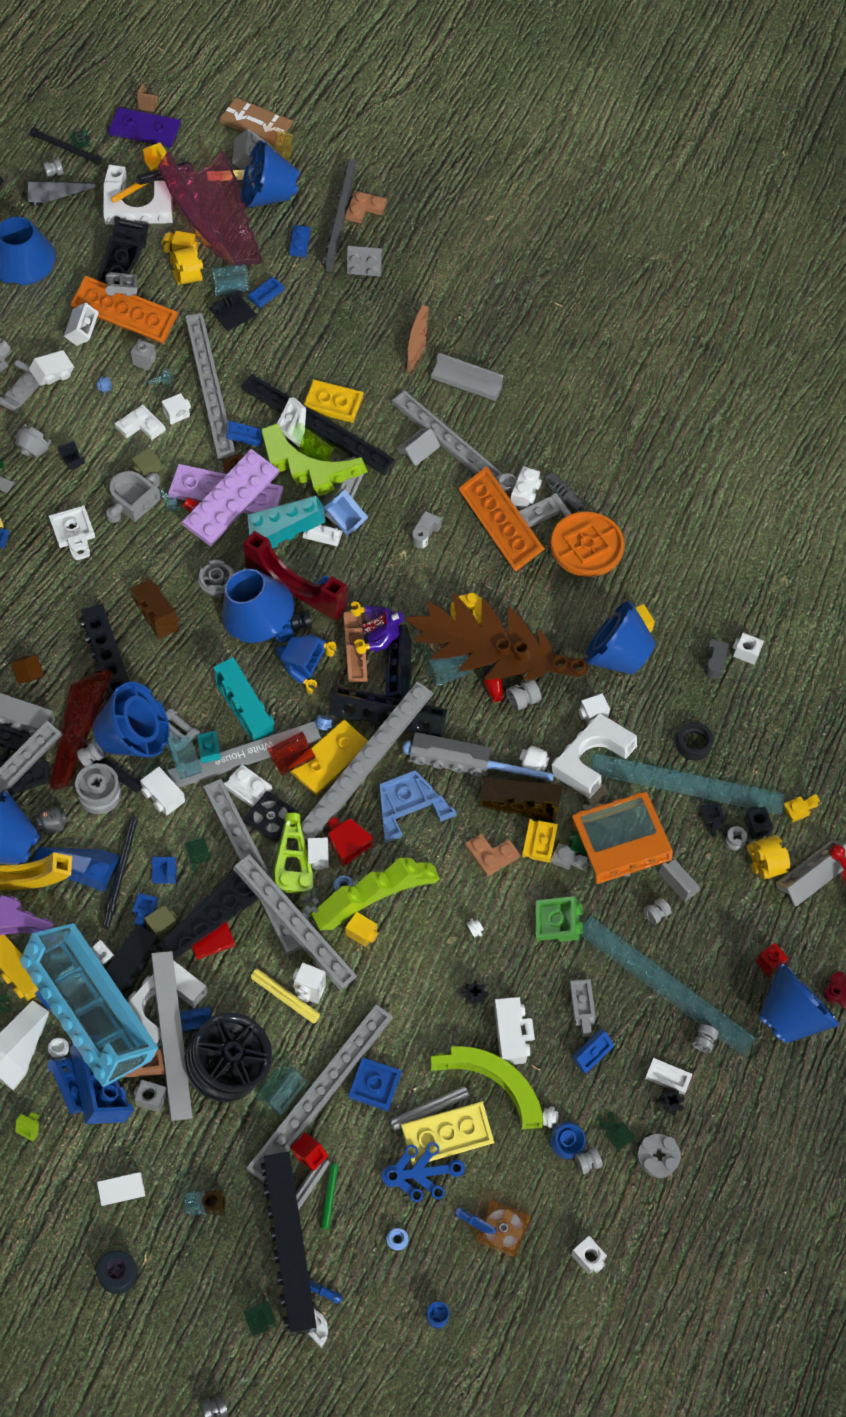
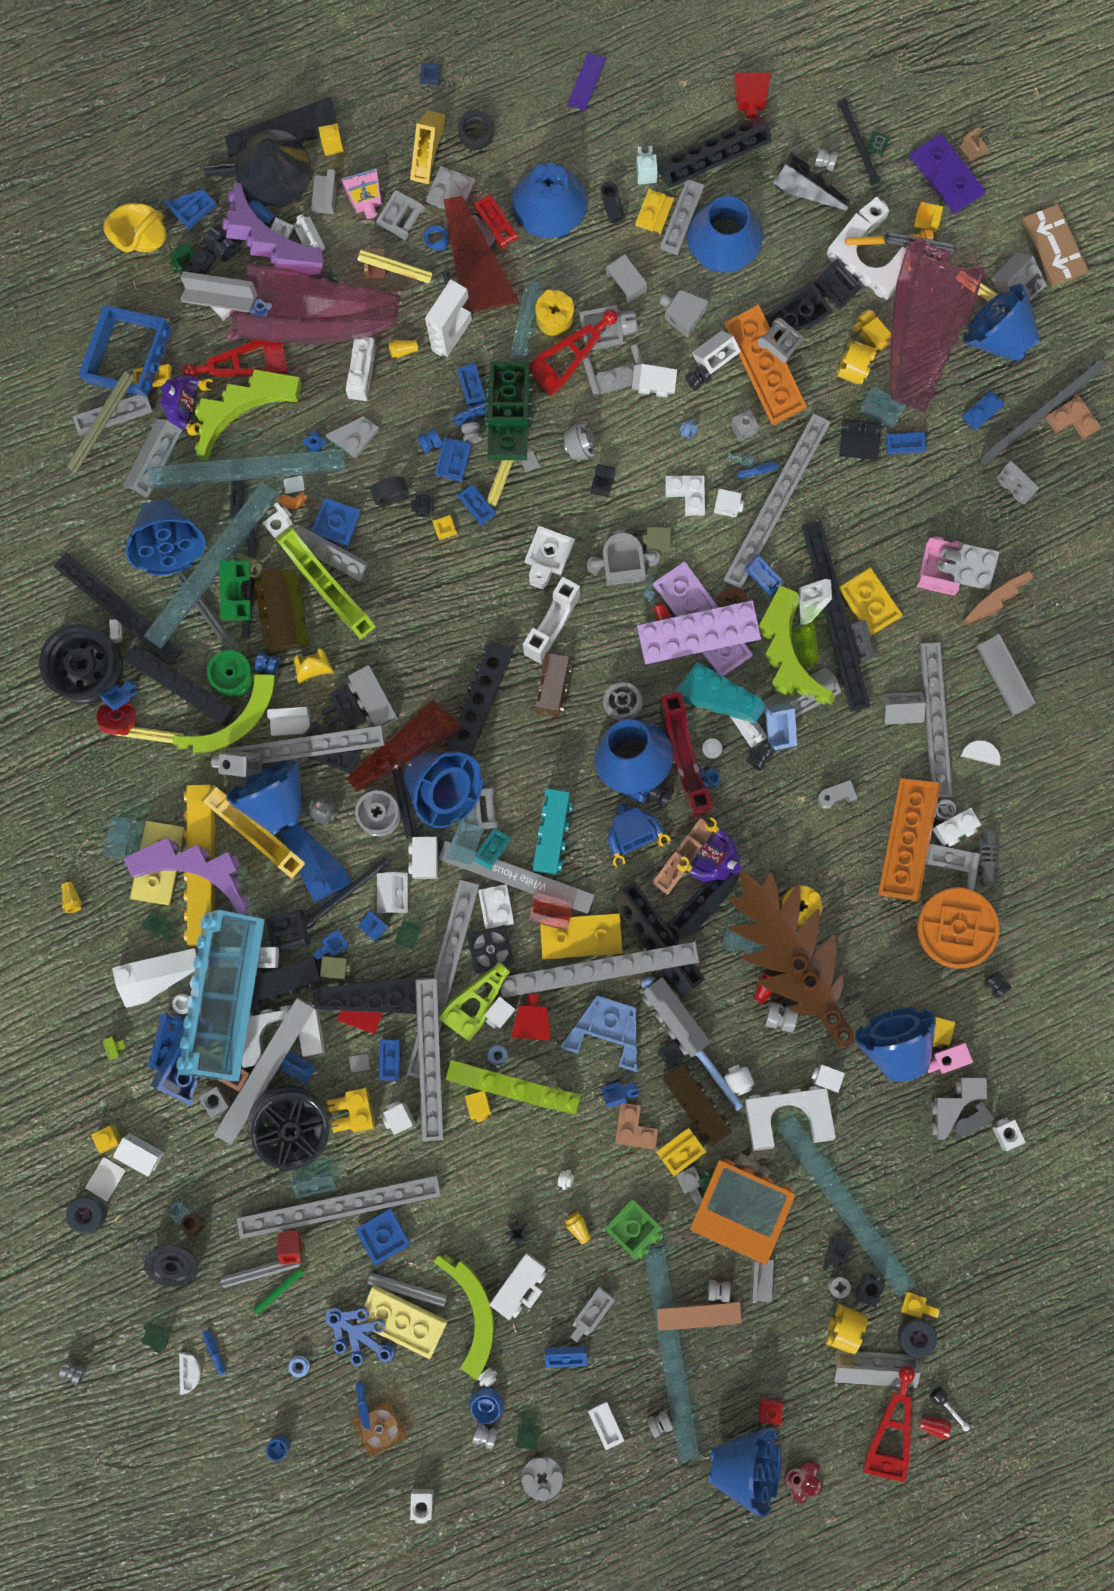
camera: 50 degrees right, 20 degrees up
(27, 668) = (410, 657): reddish brown panel -> none
(34, 317) = (684, 311): none -> light grey torso
(82, 349) = (698, 377): none -> black wheel
(84, 1197) = (106, 1138): none -> yellow brick
(90, 754) = (391, 782): light grey wheel -> none
(96, 918) = (285, 925): none -> black plate
(108, 1234) = (105, 1179): none -> white sticker
(115, 562) = (541, 640): none -> white arch
(157, 836) = (392, 892): none -> white panel
(176, 378) = (763, 468): none -> blue piece
(233, 1254) = (171, 1265): none -> black gear
(241, 978) = (359, 1063): none -> light grey sticker
(263, 953) = (389, 1059): none -> blue plate
(273, 1006) = (359, 1108): none -> yellow brick
(283, 144) = (1051, 297): clear yellow hips -> none
(285, 996) = (377, 1107): light yellow axle -> none
(290, 1244) = (216, 1305): black brick -> none
(307, 902) = (456, 1048): dark grey plate -> none
(309, 566) = (712, 748): none -> white plate
(323, 722) = (600, 902): medium blue plate -> none
(349, 545) = (760, 756): none -> black wheel
(351, 424) = (862, 641): none -> dark grey plate
(361, 345) = (930, 576): none -> bright pink panel
(379, 329) = (970, 565): none -> light grey plate
(457, 838) = (615, 1093): none -> blue plate
(470, 783) = (671, 1054): none -> black tile
(497, 434) = (982, 751): none -> white tile
(515, 953) = (577, 1226): none -> yellow cone
(647, 563) = (998, 986): none -> black wheel
(659, 939) = (699, 1315): none -> nougat slope
(664, 627) = (959, 1057): none -> bright pink torso
(667, 1098) = (584, 1455): black gear -> none
(692, 754) = (901, 1176): black tyre -> none
(693, 663) = (948, 1109): none -> light grey arch
(824, 820) = (924, 1339): none -> black wheel

